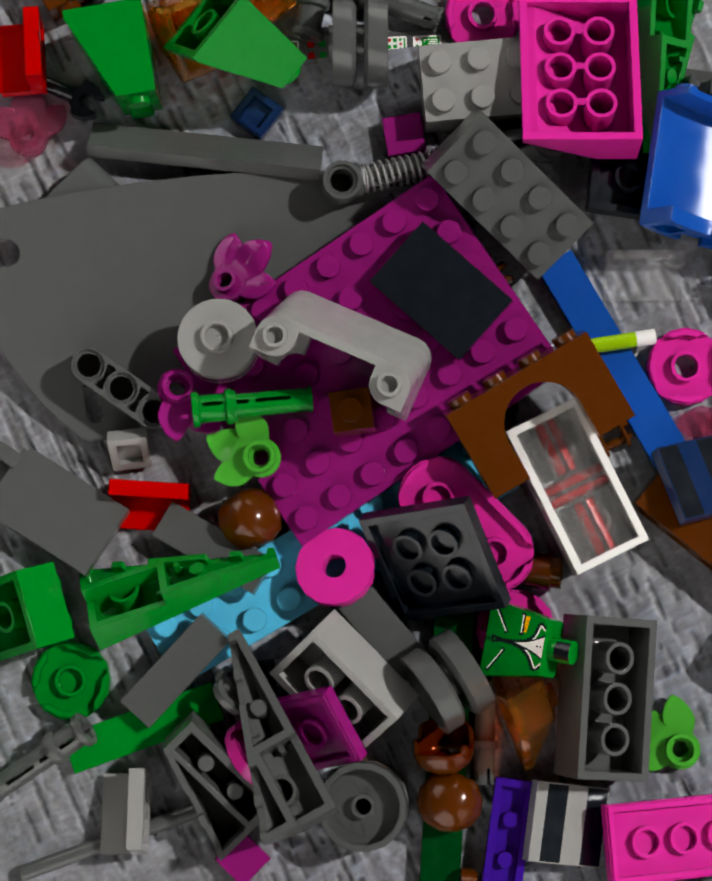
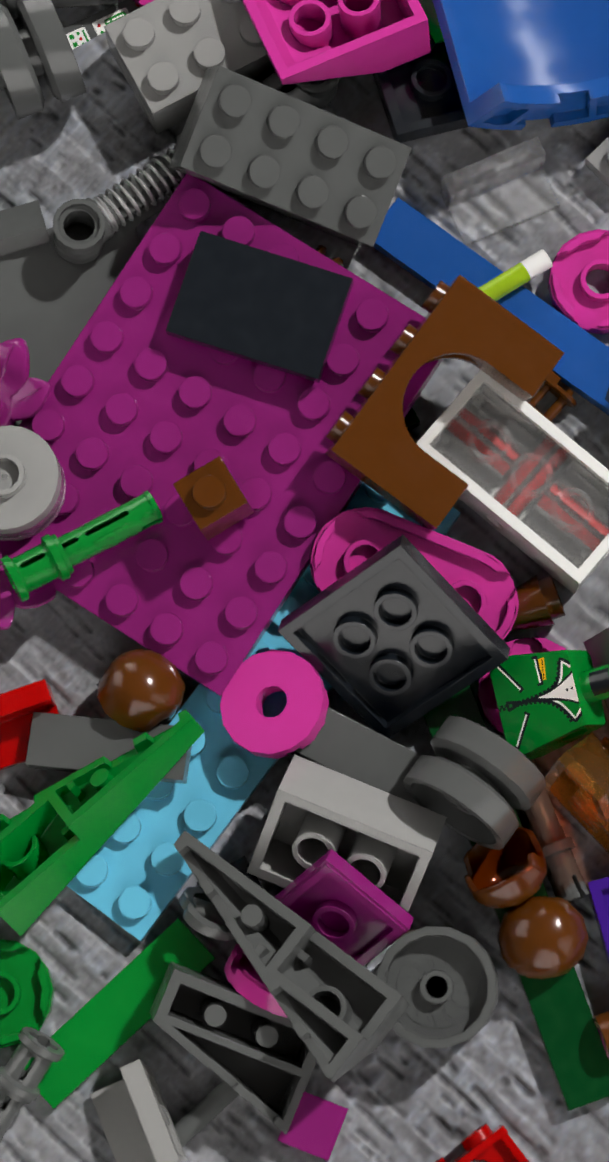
camera: 20 degrees left, 5 degrees down
(175, 670) = (126, 920): dark grey tile -> none
(238, 451) = (91, 604): bright green plate -> none
(398, 357) = (101, 408): light grey windscreen -> none
(403, 135) = (131, 144): magenta tile -> none

